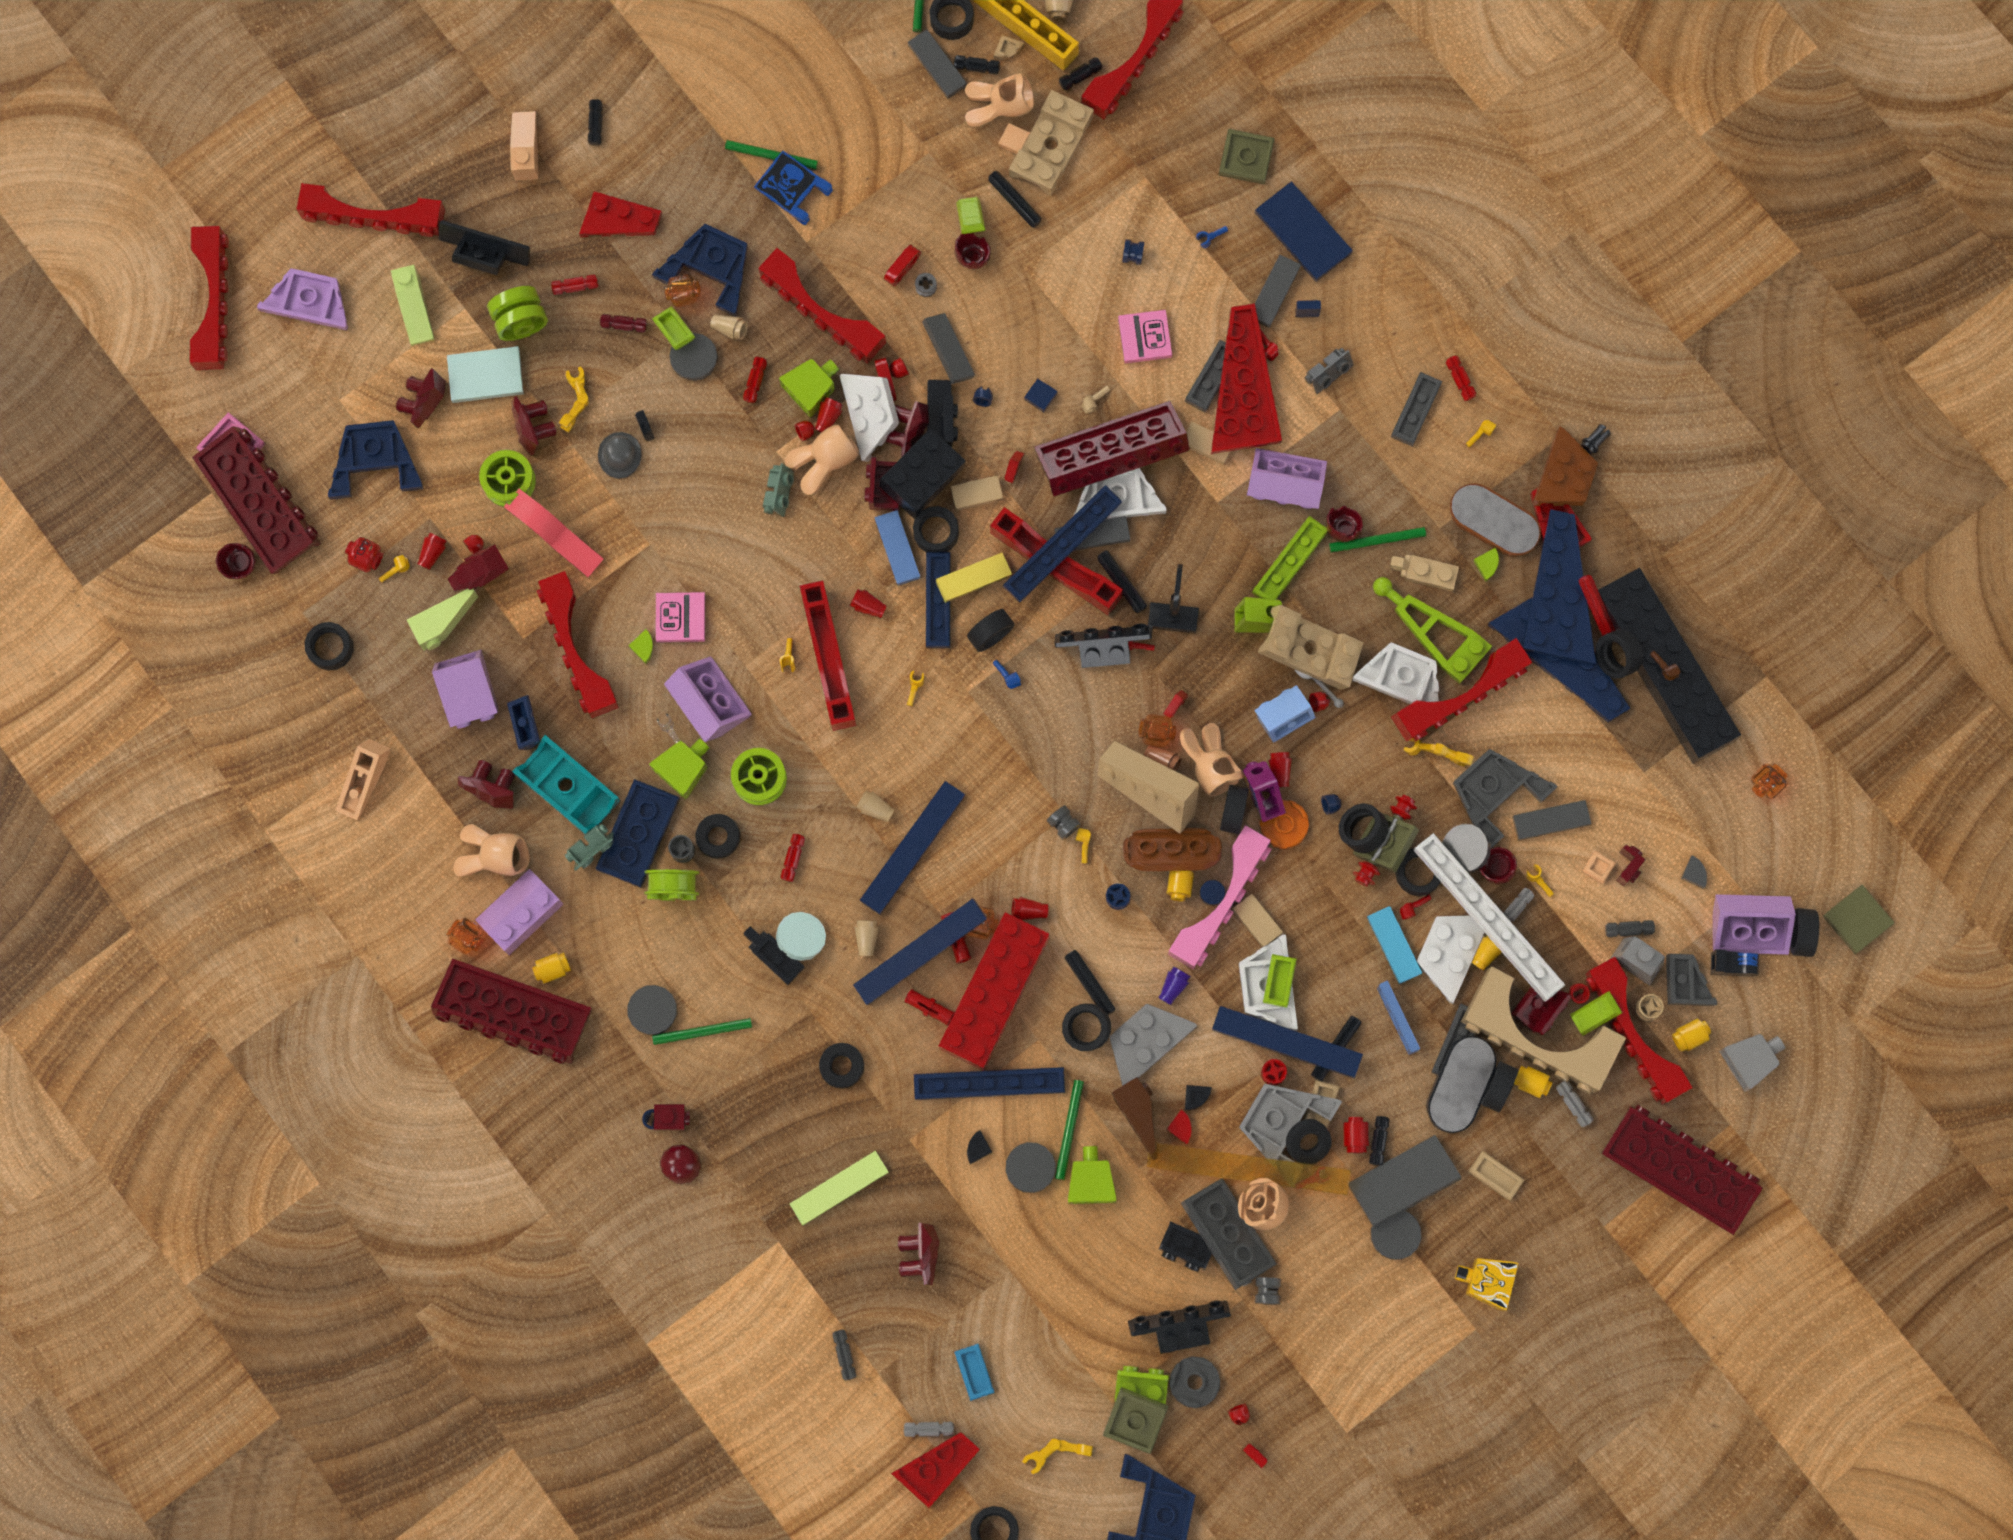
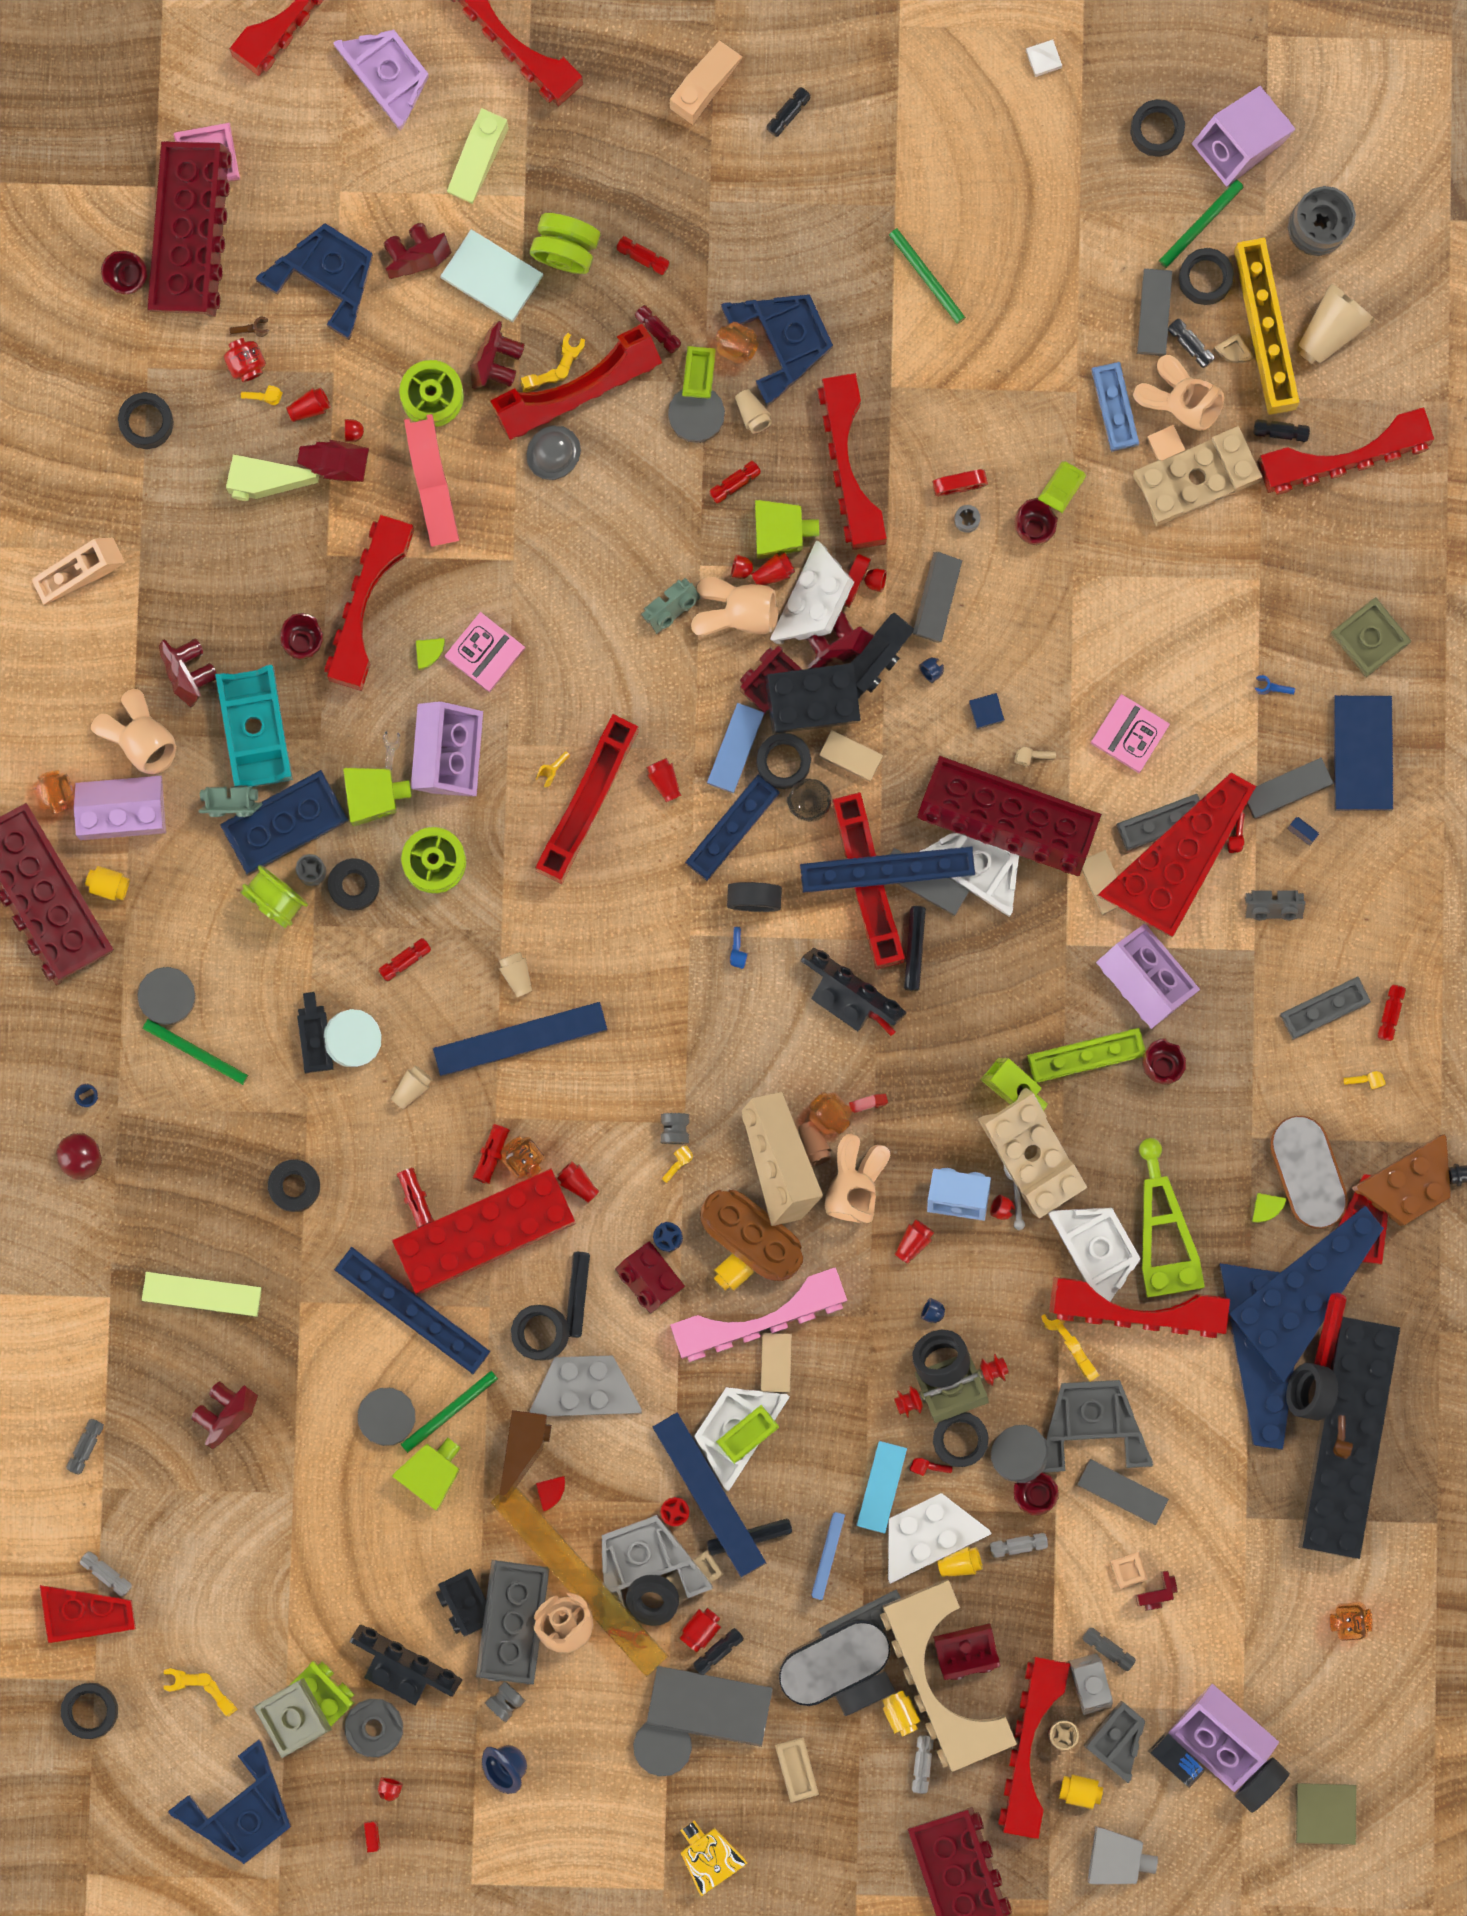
camera: 35 degrees right, 5 degrees up
(352, 531) = (251, 328): none -> reddish brown hand
(465, 689) = (235, 561): lavender slope -> none
(481, 249) = (582, 153): black bracket -> none
(523, 723) = (262, 637): dark blue slope -> none
(549, 702) = (301, 636): none -> dark red hair
(616, 216) = (735, 221): red wing -> none
(620, 352) = (630, 357): none -> red arch
(644, 425) = (599, 440): black tile -> none
(671, 1117) = (103, 1108): dark red bracket -> none
(789, 183) = (919, 318): flag -> none
(914, 687) = (643, 892): yellow hand -> none
(920, 951) = (446, 1141): dark blue tile -> none
(961, 141) = (1115, 406): none -> medium blue tile
(973, 577) = (781, 833): light yellow tile -> none
(974, 541) = (809, 800): none -> clear smoke hair
(974, 1372) = (187, 1557): dark azure tile -> none
(977, 1148) = (354, 1360): black tile -> none
(1013, 466) = (905, 758): red tile -> none
(1014, 199) = (1118, 502): black axle -> none
(1128, 933) = (649, 1277): none -> dark red bracket
(1133, 252) = (1185, 644): dark blue wheel -> none
(1172, 615) = (934, 1019): black piece -> none
(1174, 984) = (651, 1359): dark purple cone -> none
(1196, 1096) = (587, 1475): black tile -> none
(1212, 892) = (757, 1303): dark blue tile -> none
(1234, 809) = (838, 1244): black tyre -> none
(1260, 779) = (881, 1238): magenta torso -> none
(1287, 829) = (875, 1294): orange tile -> none
(1304, 1335) = (504, 1768): none -> dark blue hat
(1378, 539) = (1185, 1102): green bar -> none
(1426, 571) = (1203, 1168): tan hinge -> none
(1489, 917) = (985, 1534): white tile -> none
(1540, 881) = (1064, 1538): yellow hand -> none
(1581, 997) = (1010, 1674): red hinge -> none
(1595, 1013) = (1009, 1700): lime tile -> none
(1695, 872) = (1212, 1648): dark grey tile -> none

